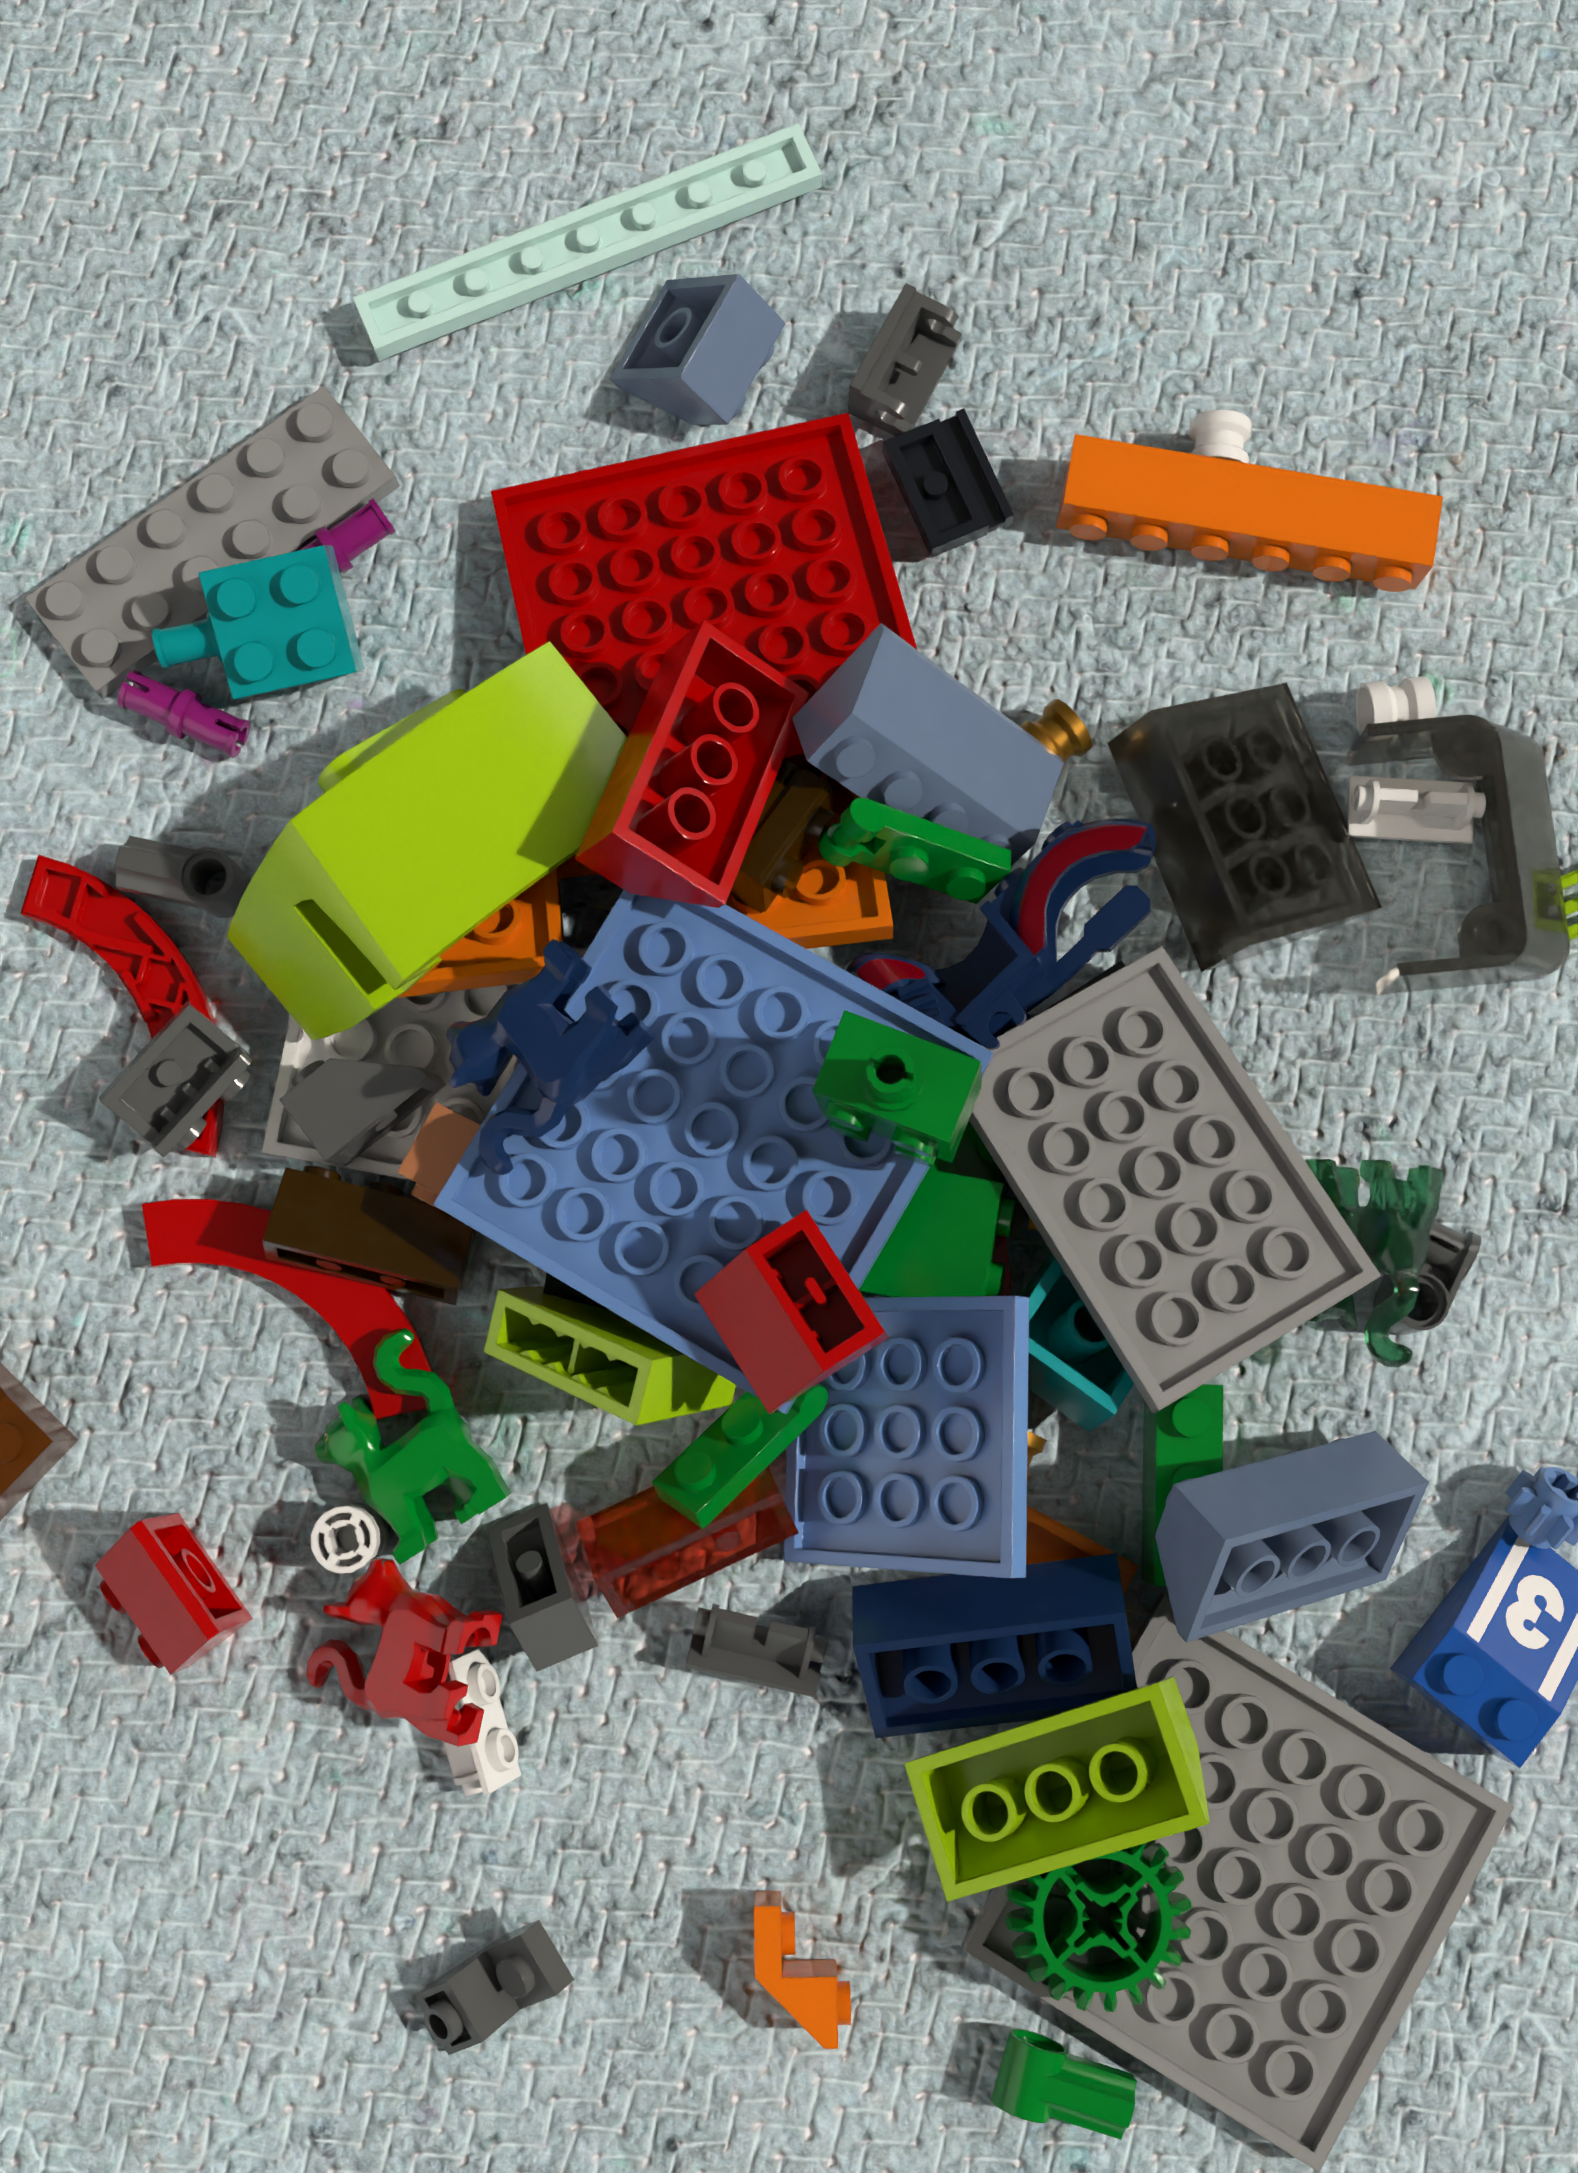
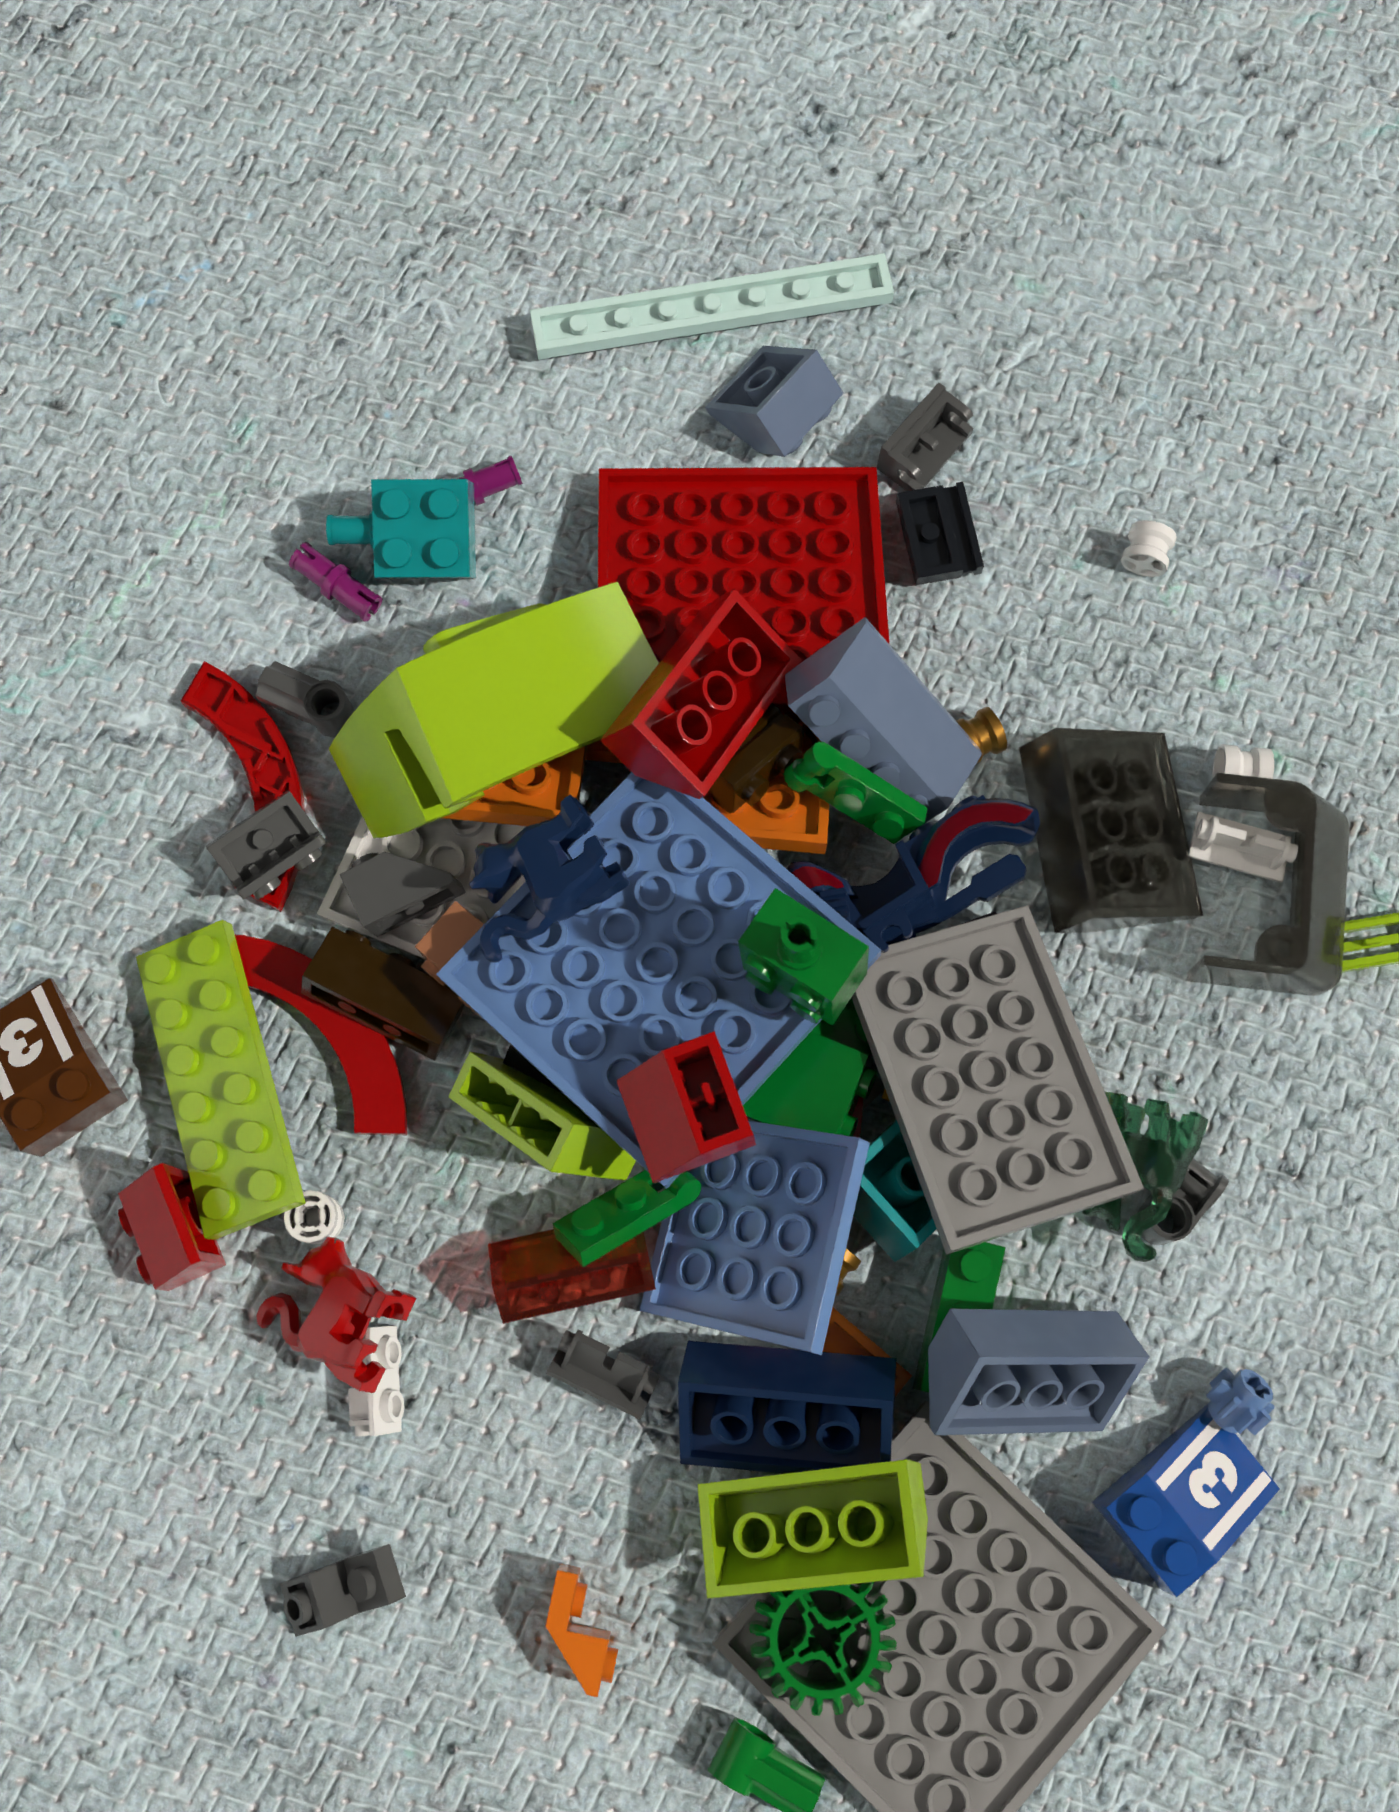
camera: 10 degrees right, 5 degrees down
(188, 1392) = (219, 1081): none -> lime plate
(245, 507) = (423, 440): light grey plate -> none
(425, 1457) = (385, 1169): green animal -> none
(541, 1588) = (449, 1289): dark grey slope -> none
(1249, 513) = (1161, 602): orange brick -> none

